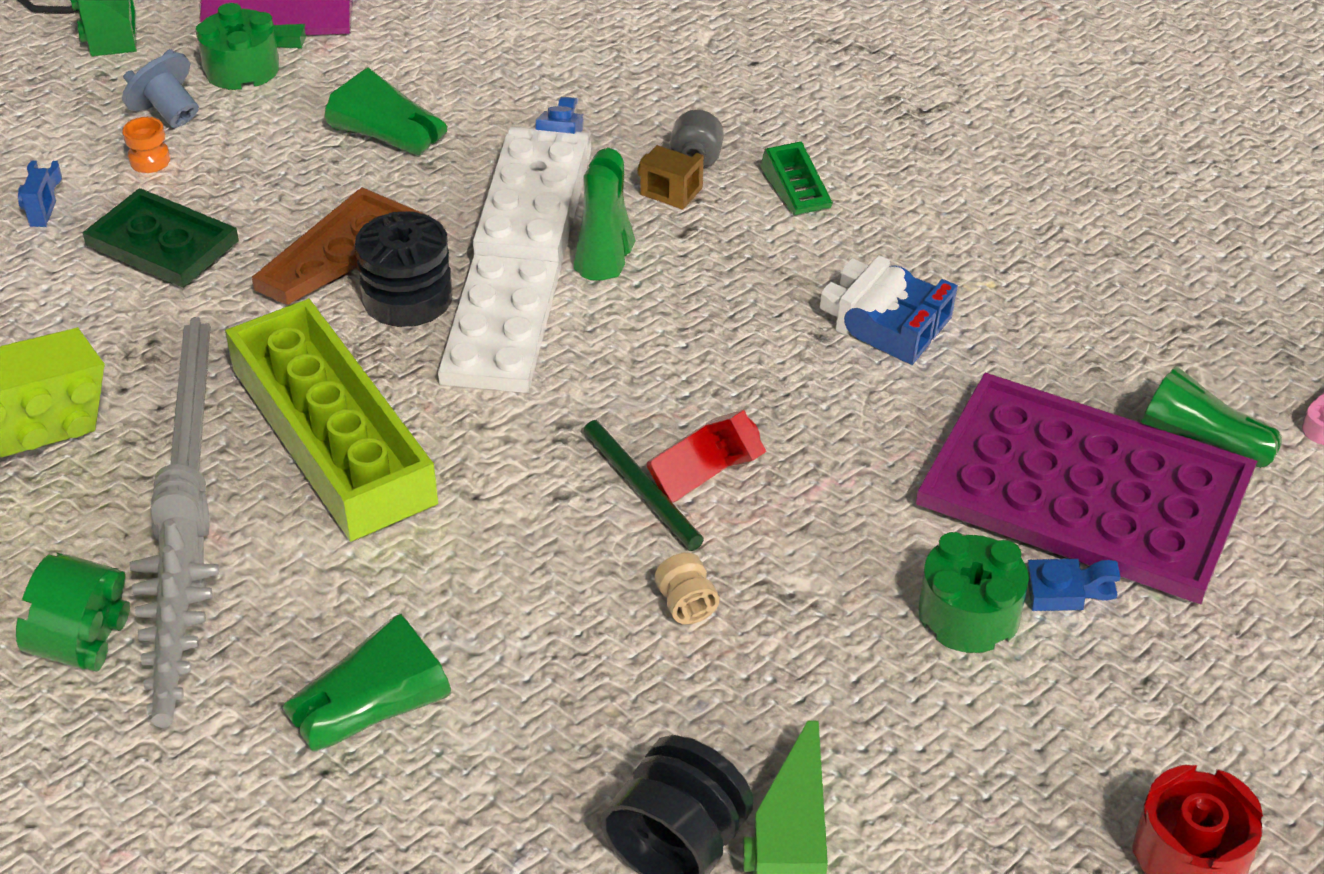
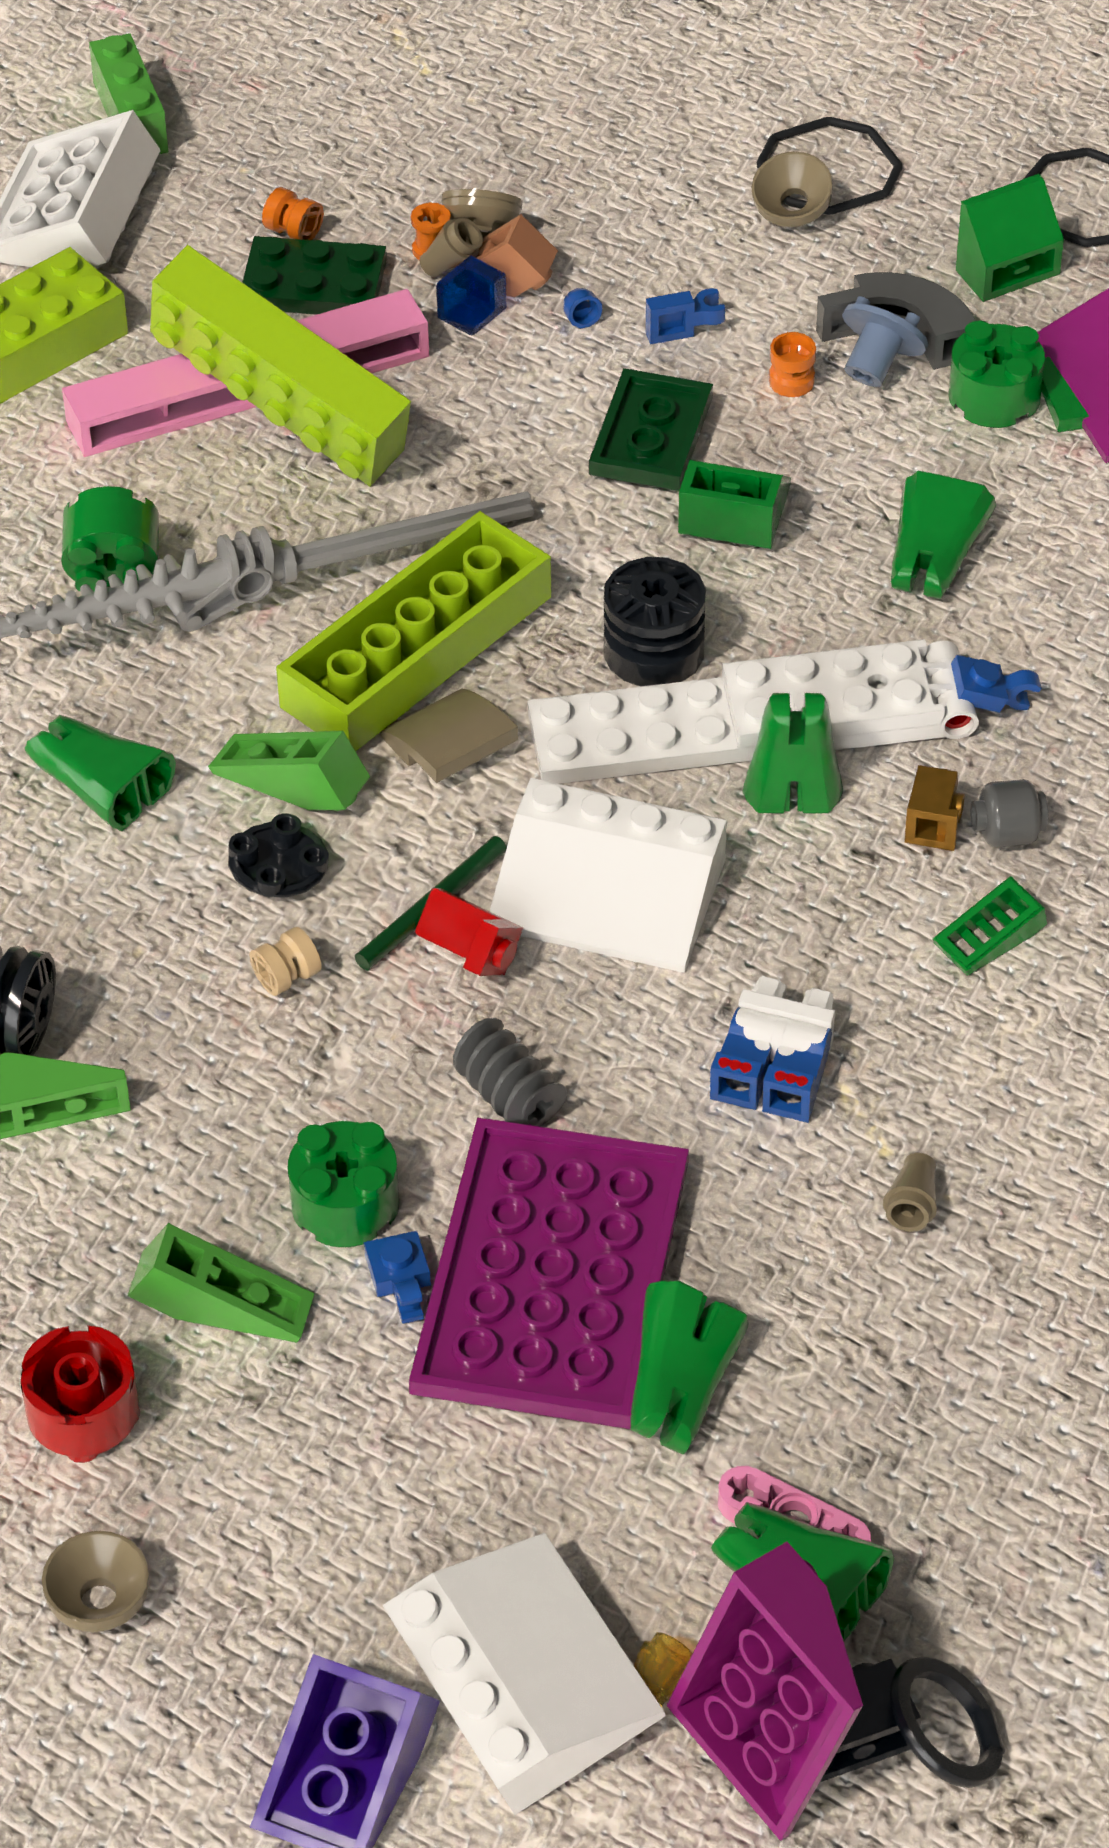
camera: 75 degrees right, 5 degrees up
(106, 80) = (940, 311): none -> dark grey arch
(286, 203) = (731, 503): none -> green slope
(323, 250) = (738, 576): dark orange wing -> none
(443, 539) = (297, 767): none -> bright green slope
(455, 424) = (451, 734): none -> dark tan slope
(549, 574) = (278, 857): none -> black dish
(663, 361) = (610, 874): none -> white slope
(878, 459) = (507, 1074): none -> dark grey piece
(1051, 269) = (912, 1196): none -> dark tan cone
(1072, 715) = (217, 1289): none -> bright green slope

